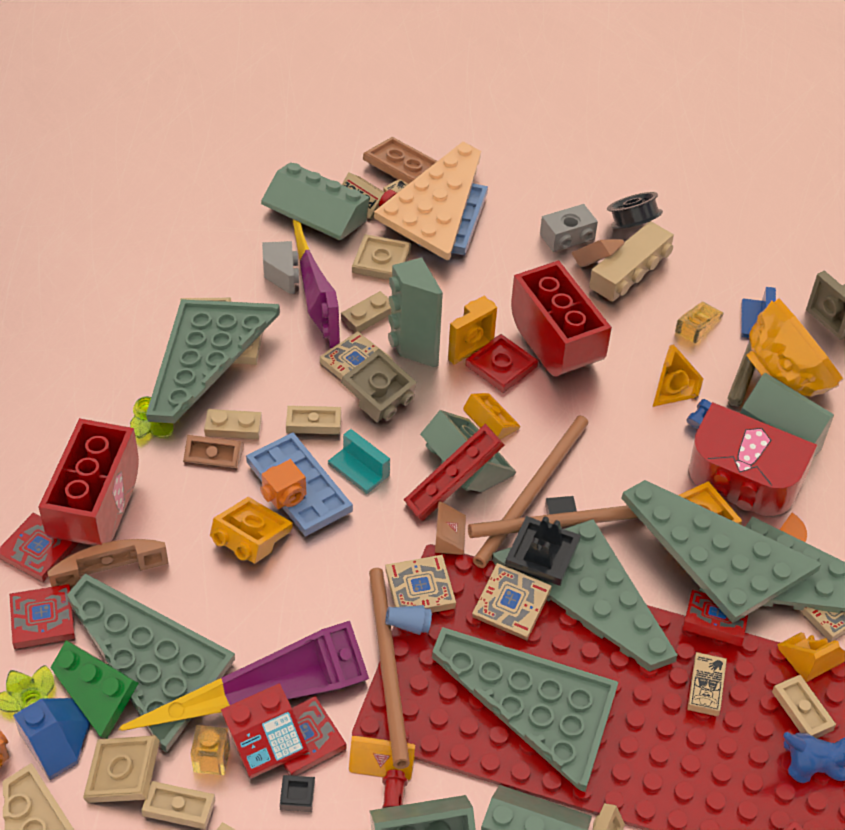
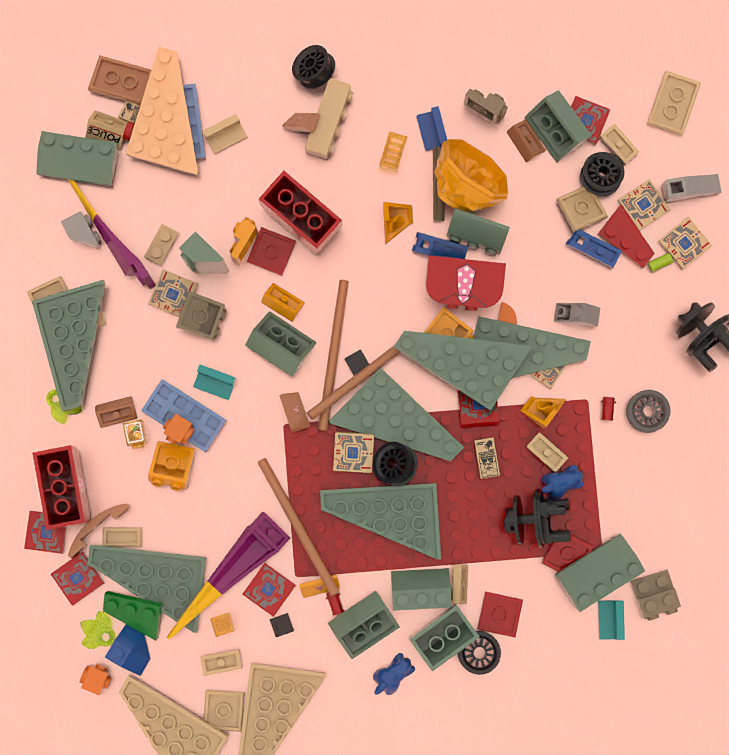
camera: 20 degrees left, 35 degrees up
(121, 769) = (179, 656): tan tile -> none
(138, 588) = (122, 536): none -> tan tile
(224, 477) = (135, 434): none -> clear yellow brick
(233, 424) = (117, 384): tan plate -> none
(264, 730) = (248, 602): red slope -> none
(313, 419) = (169, 360): tan plate -> none
(378, 255) = (147, 187): tan tile -> none
(409, 618) = (298, 492): medium blue cone -> none
(421, 583) = (293, 463): tan tile -> none
(454, 472) = (281, 372): red tile -> none
(499, 238) = (225, 134): none -> tan panel
(543, 550) = (360, 412): black plate -> none
(567, 630) = (384, 464): none -> black wheel
(568, 227) = (273, 90): light grey brick -> none
(772, 775) = (543, 509): none -> black piece

